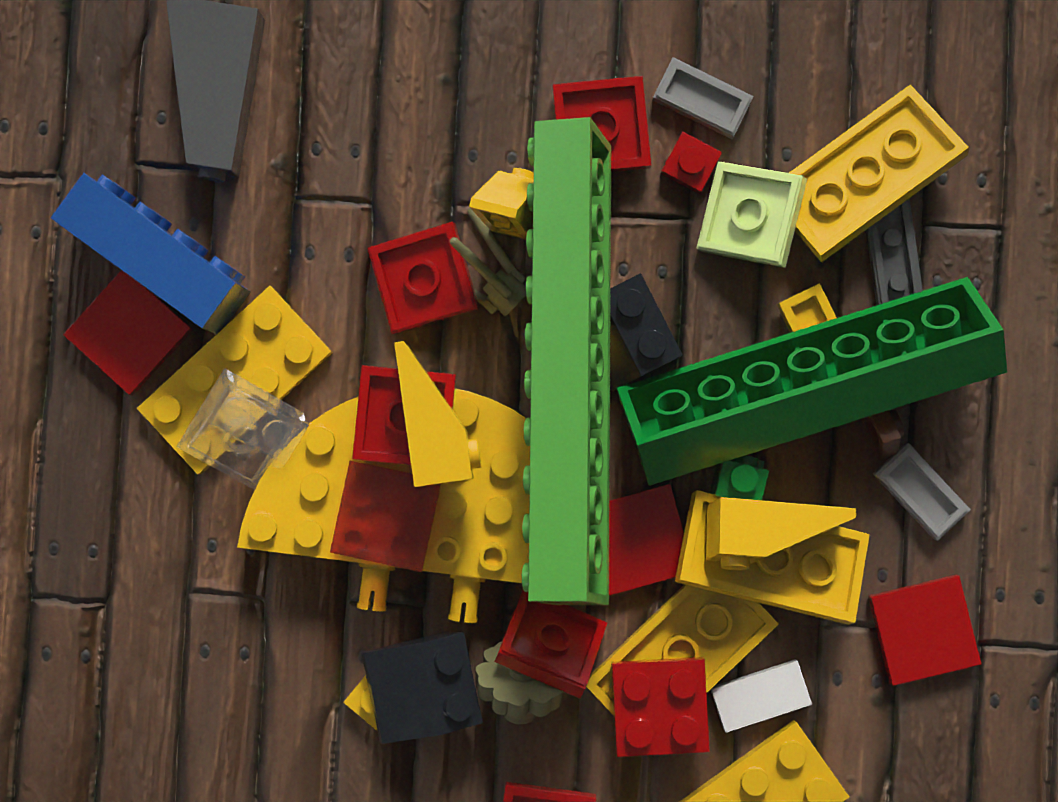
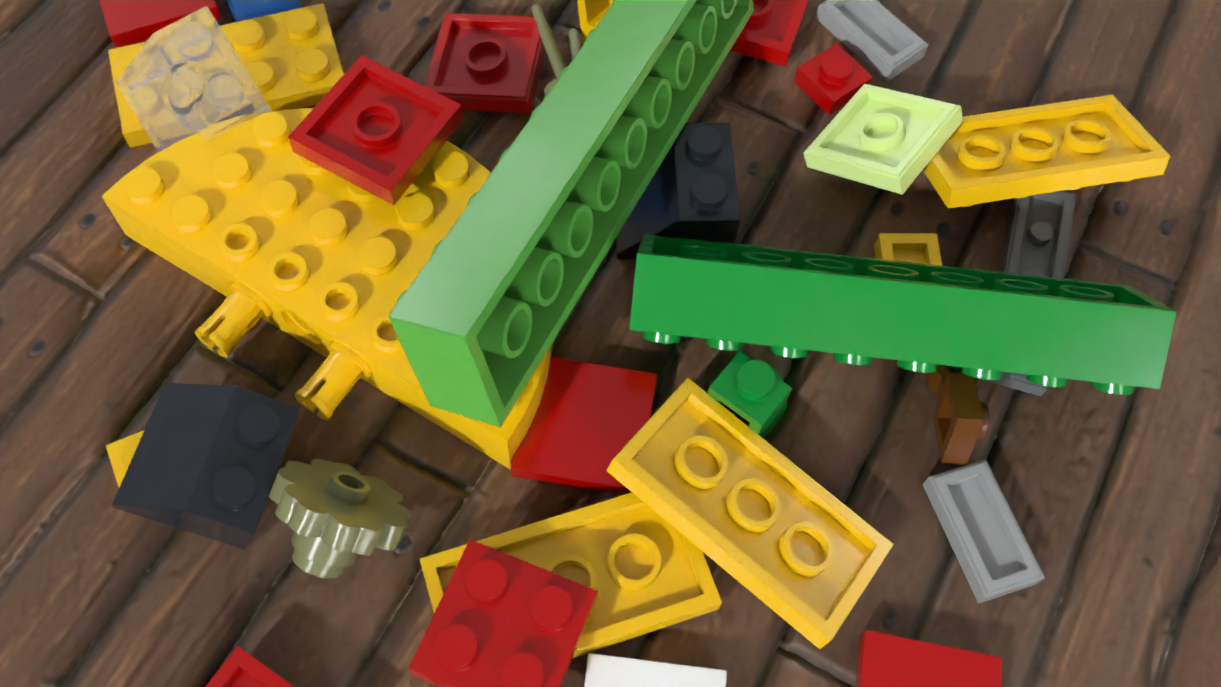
camera: 20 degrees right, 25 degrees down
(385, 517) = (290, 225): clear red tile -> none
(434, 433) = (391, 140): yellow slope -> none
(552, 644) = (404, 480): red tile -> none
(753, 529) = (763, 451): yellow slope -> none

